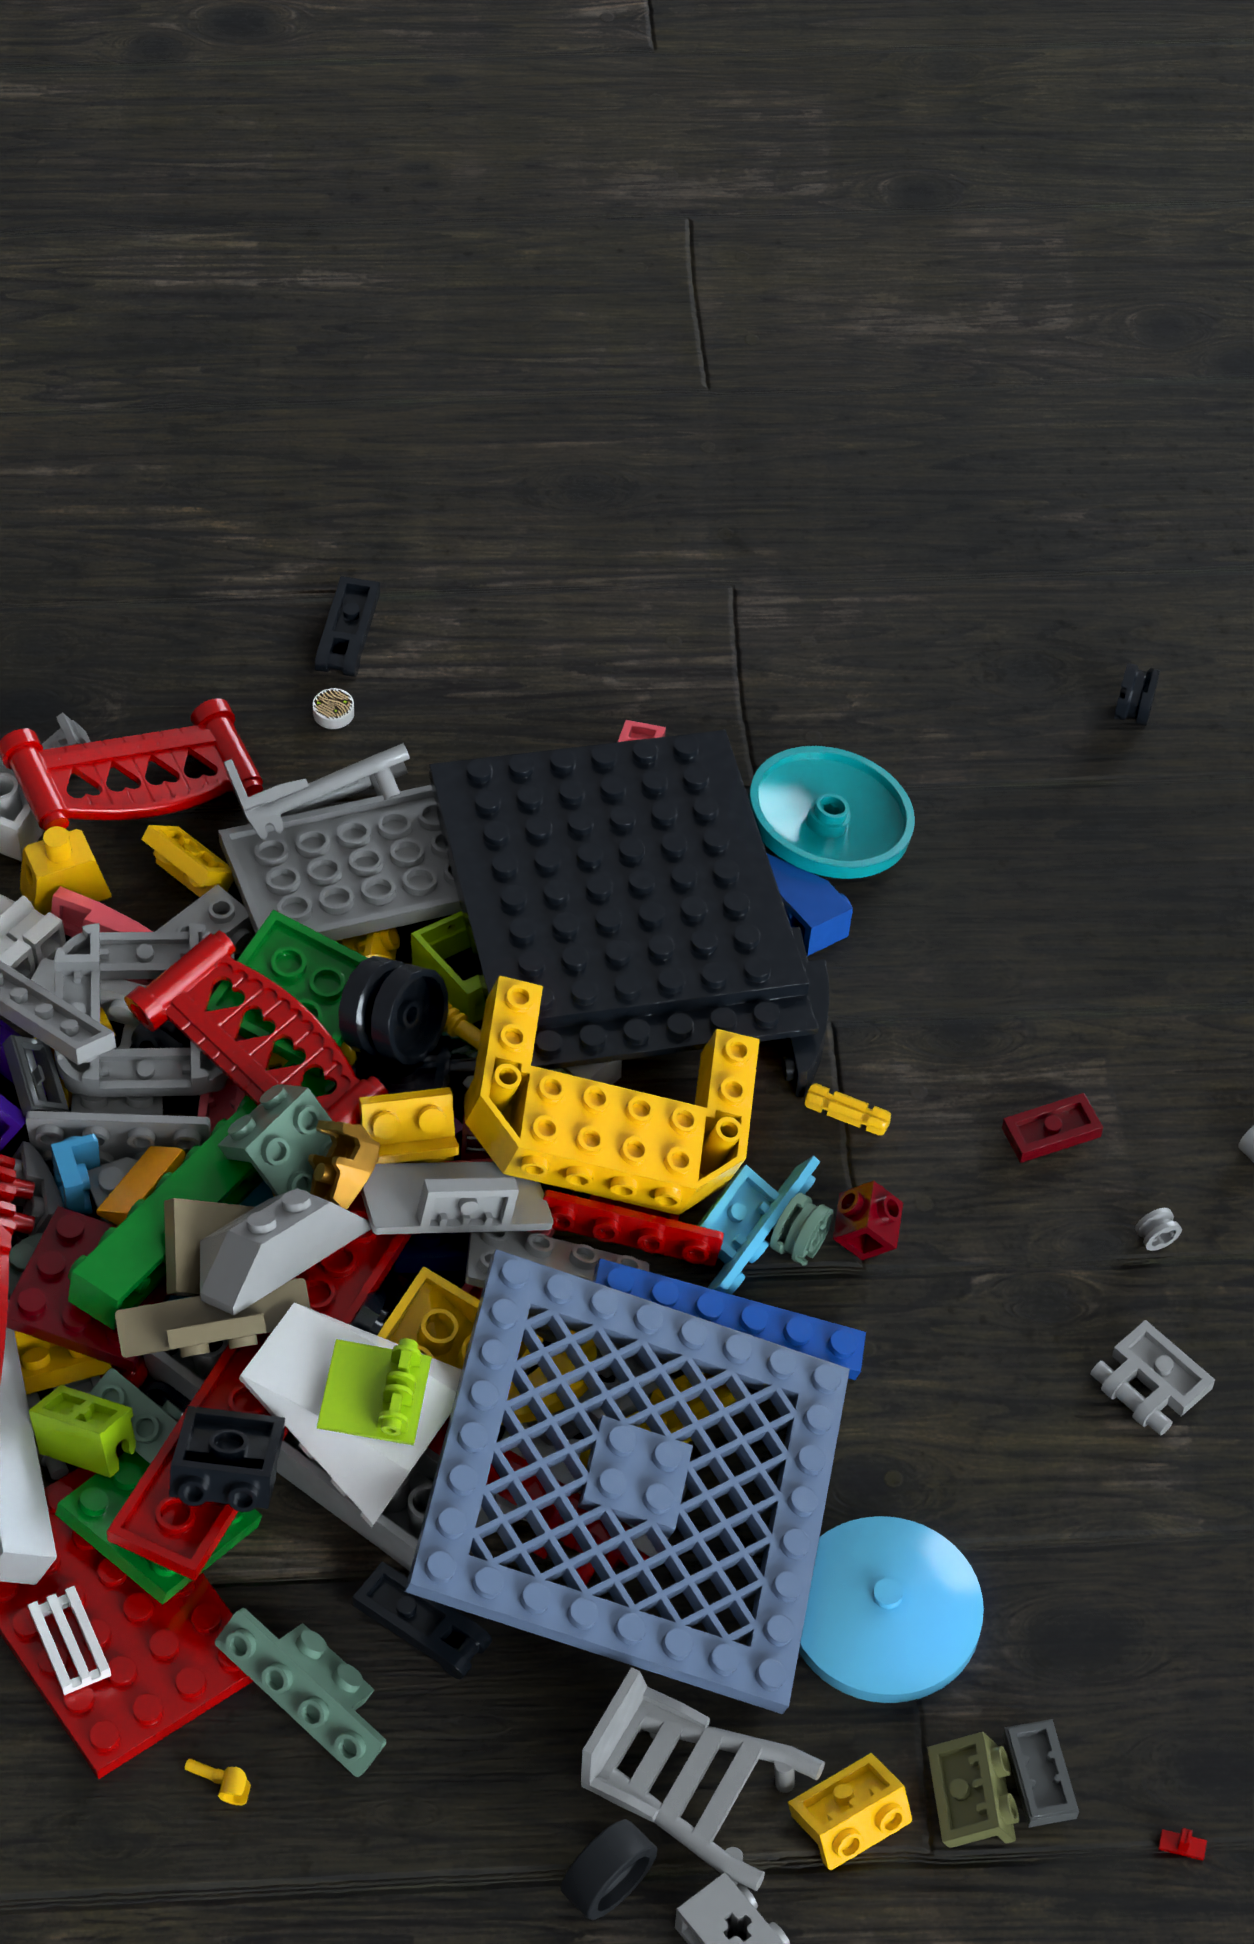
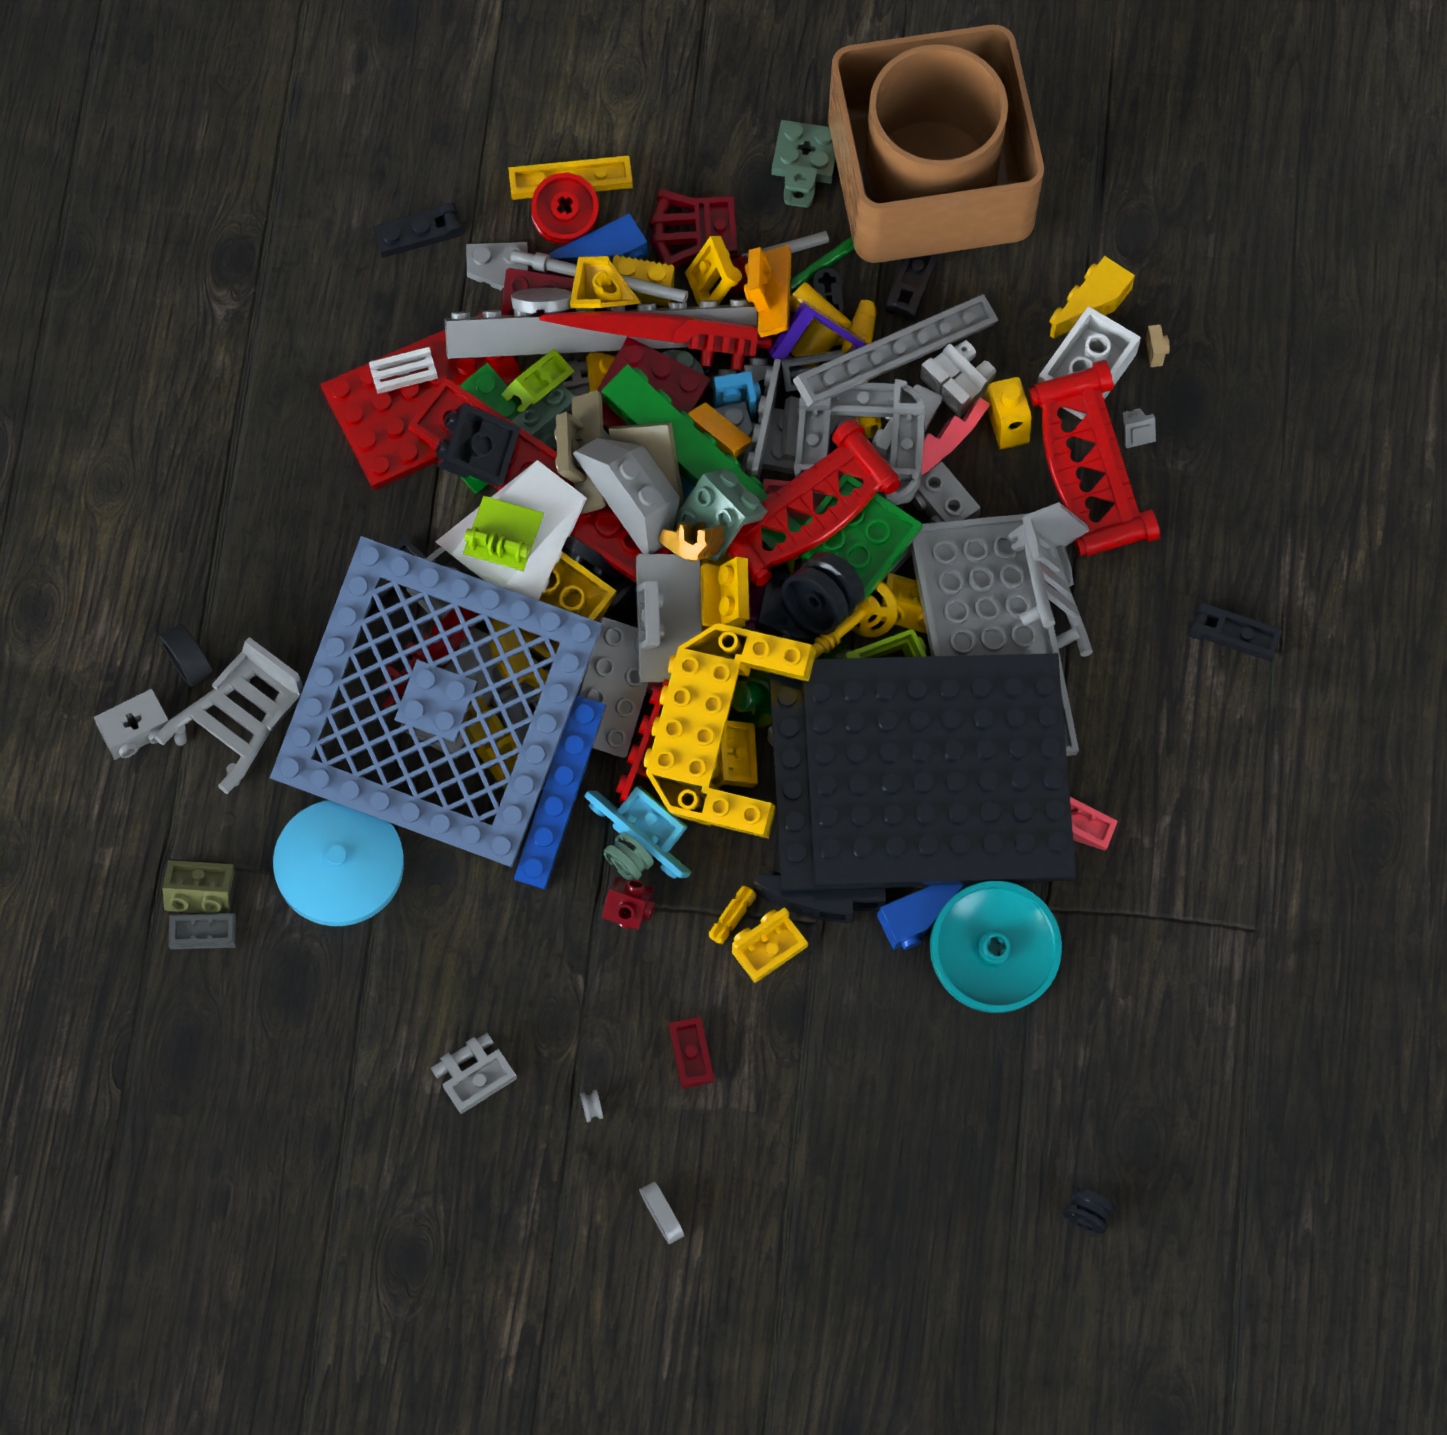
camera: 100 degrees right, 15 degrees up
(187, 859) = (1009, 490): yellow bracket -> none
(233, 1781) = (298, 461): yellow hand -> none
(308, 1685) = (351, 506): sand green bracket -> none
(333, 708) = (1155, 614): tile -> none
(852, 1810) = (201, 810): yellow bracket -> none
(883, 1058) = (768, 944): none -> yellow bracket
(1183, 1844) = (140, 1012): red piece -> none

